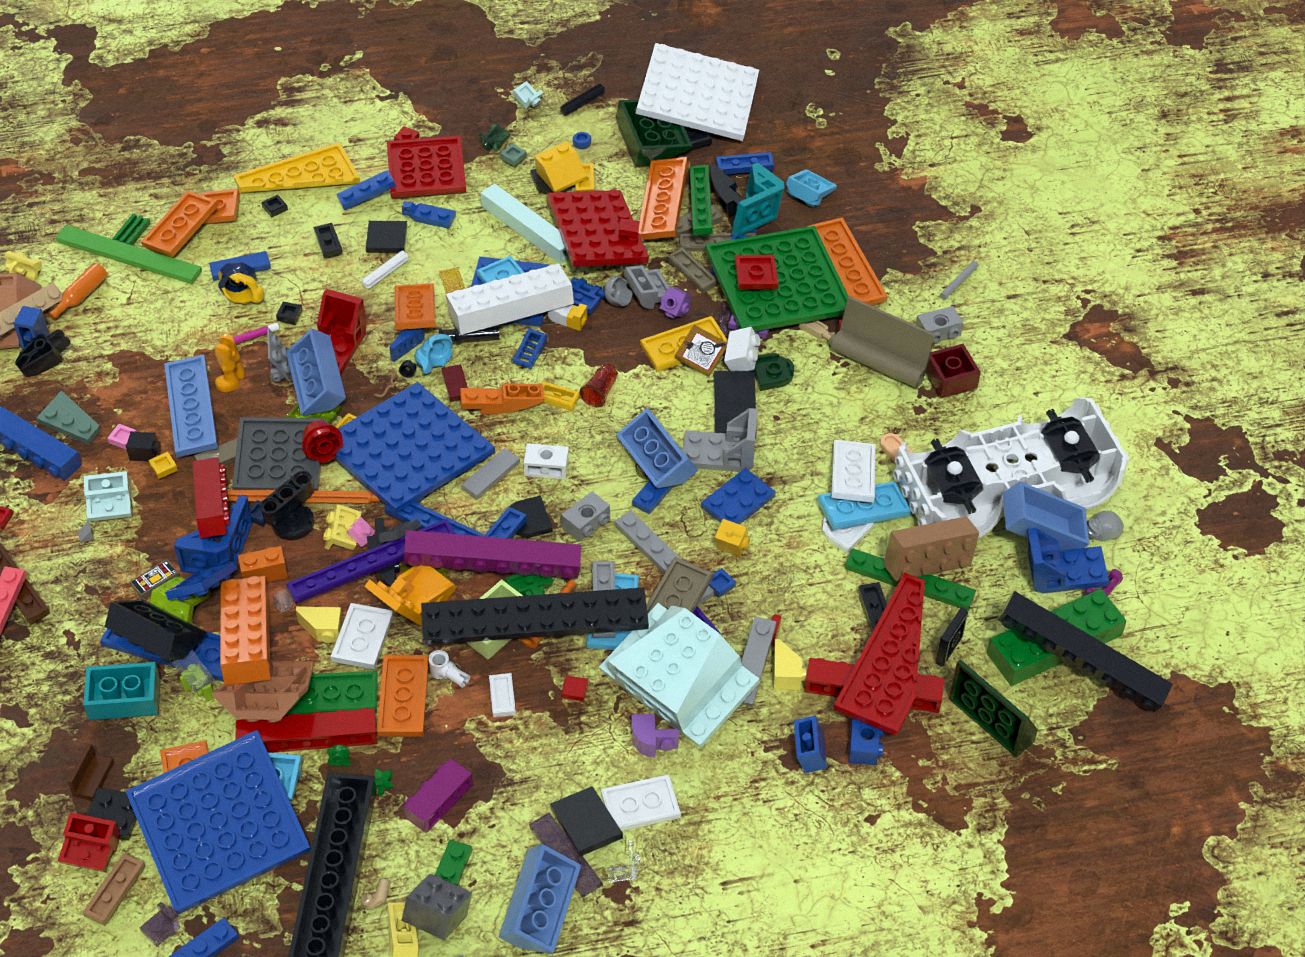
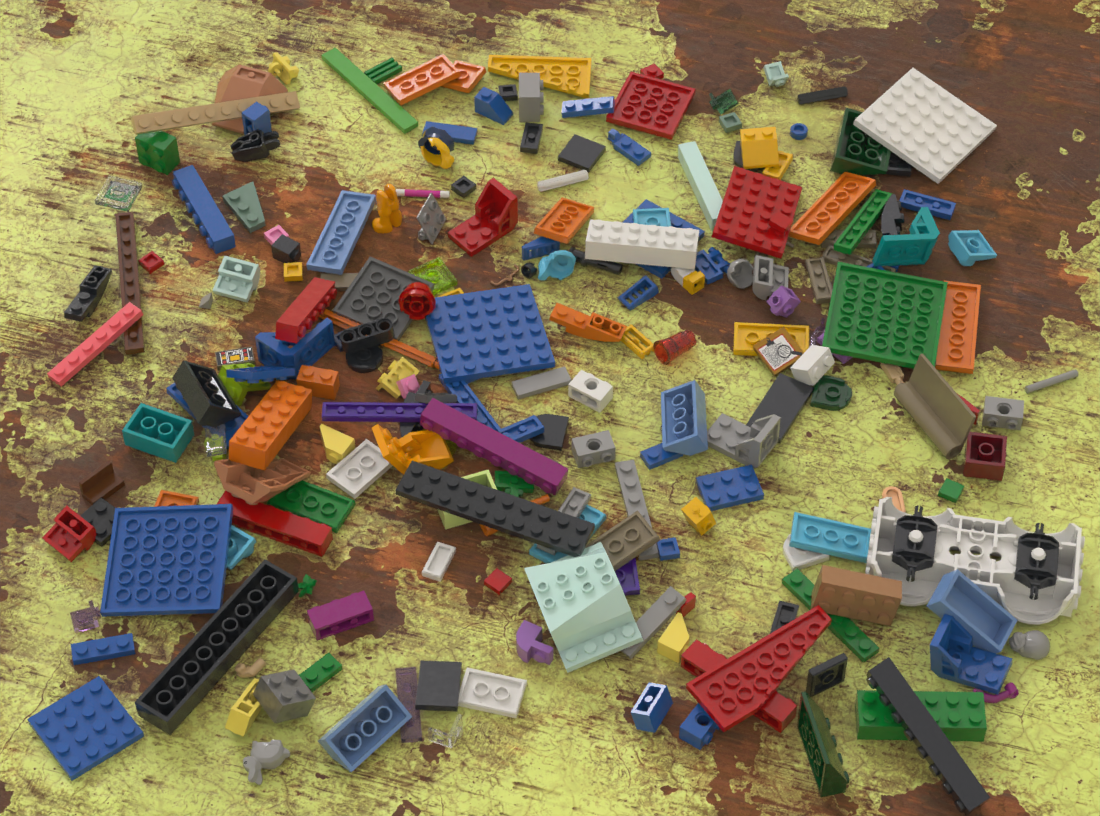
camera: 30 degrees right, 0 degrees up
(80, 288) = (314, 104): orange piece -> none
(113, 889) = (68, 576): medium nougat plate -> none
(268, 223) = (492, 106): none -> blue slope
(283, 600) = (316, 415): clear plate -> none
(304, 200) = (530, 97): none -> light grey brick
(315, 373) = (450, 244): medium blue slope -> none
(338, 755) = (286, 552): green plate -> none
(403, 696) = (362, 528): orange plate -> none
(447, 670) = (406, 521): white pin -> none
(451, 280) = (611, 210): clear yellow tile -> none
(454, 380) = (560, 294): dark red tile -> none
(756, 272) = (864, 302): red plate -> none
(853, 471) = (840, 505): white tile -> none
(939, 416) = (951, 490): none -> green tile

